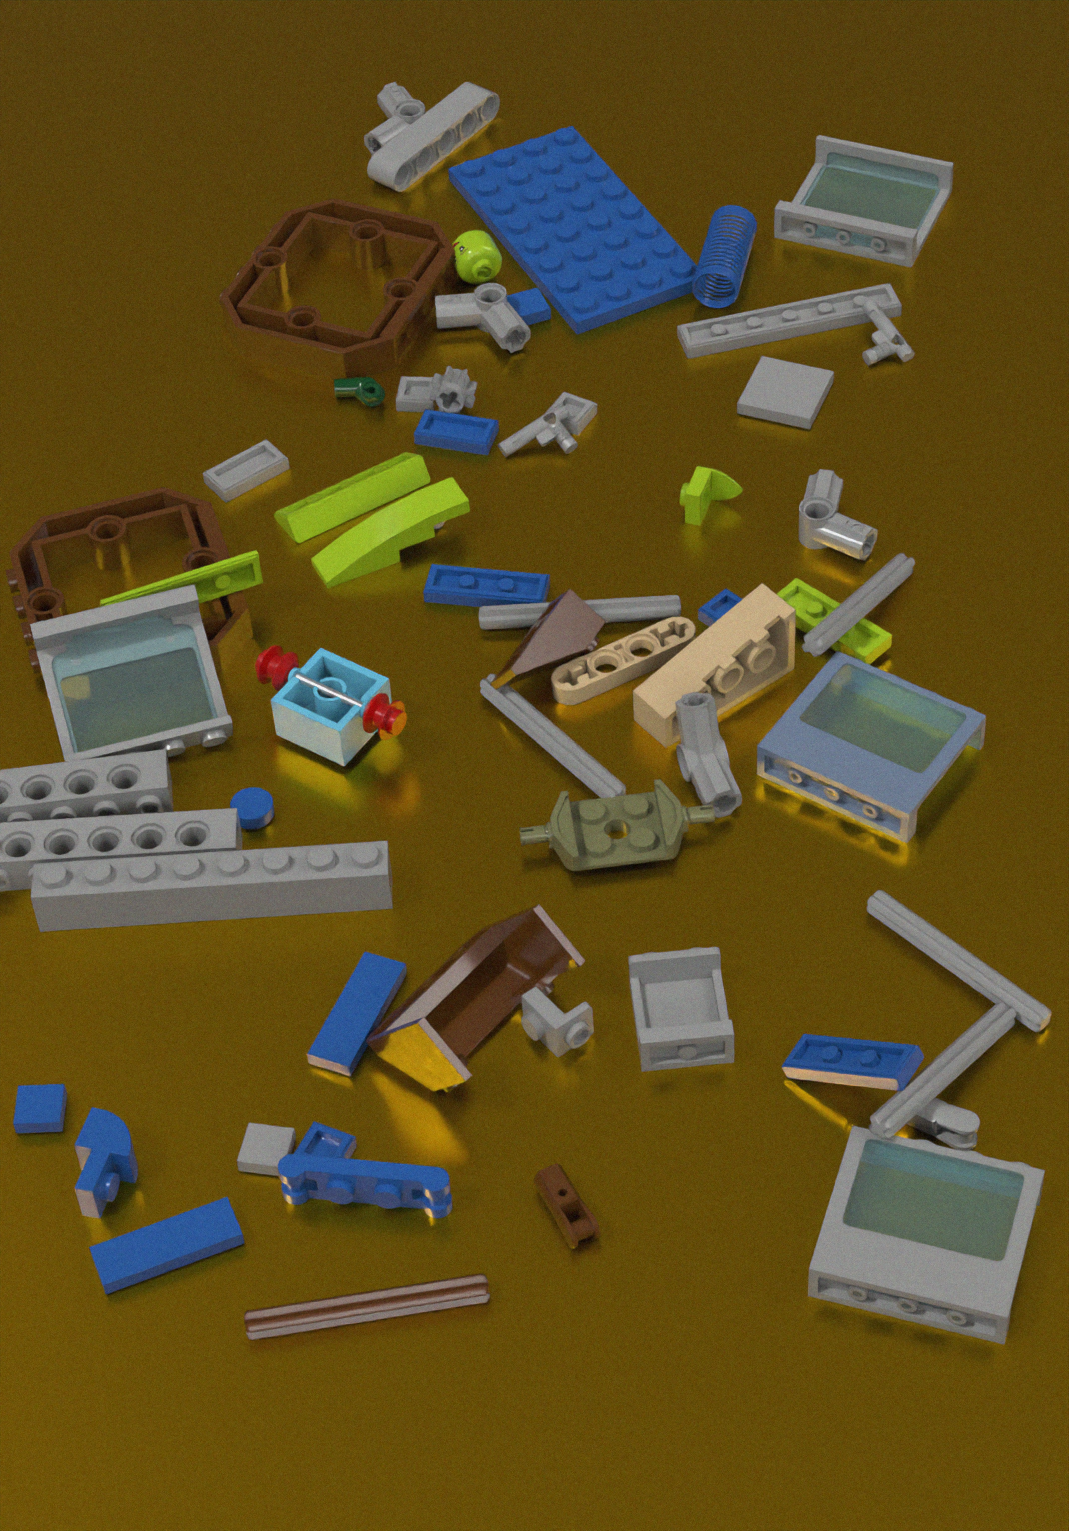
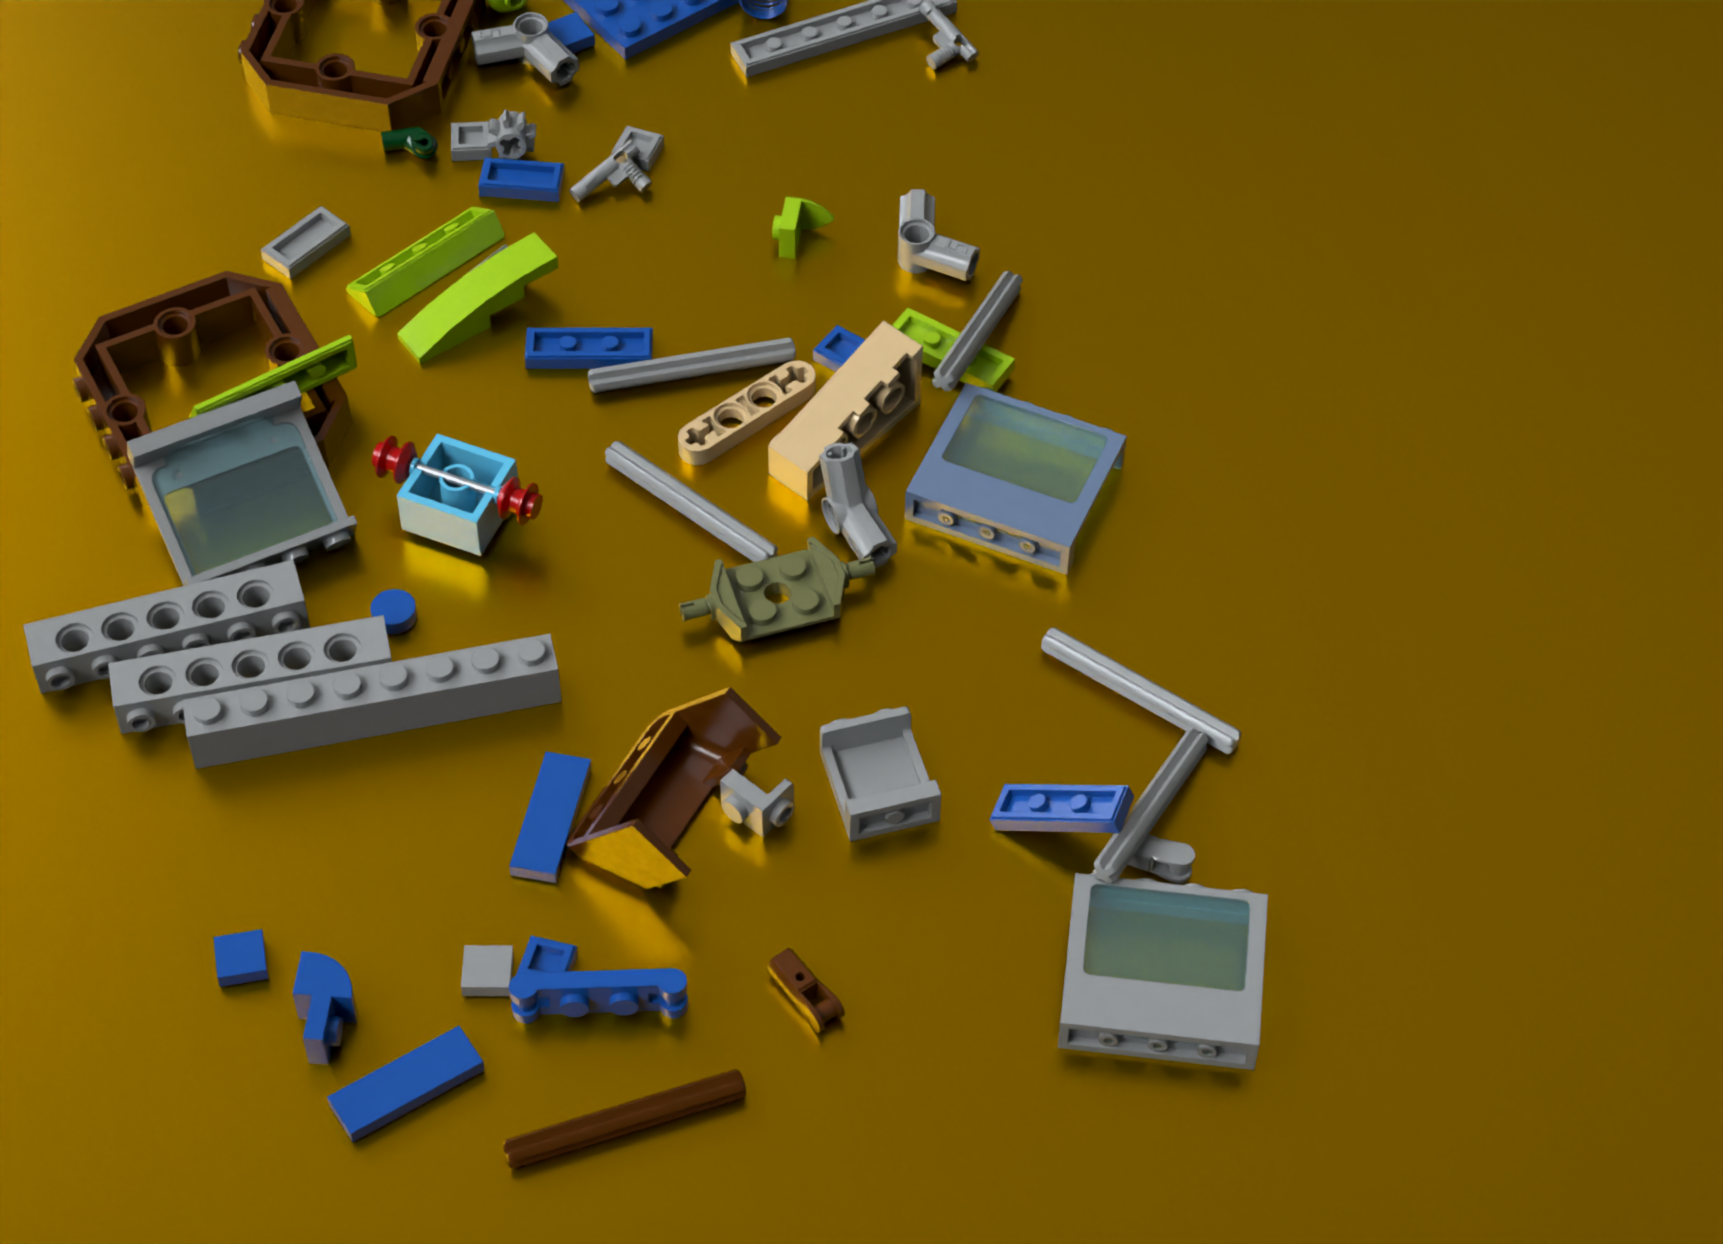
camera: 15 degrees left, 5 degrees up
(557, 636) = (677, 392): reddish brown slope -> none
(785, 392) = (855, 106): light grey tile -> none

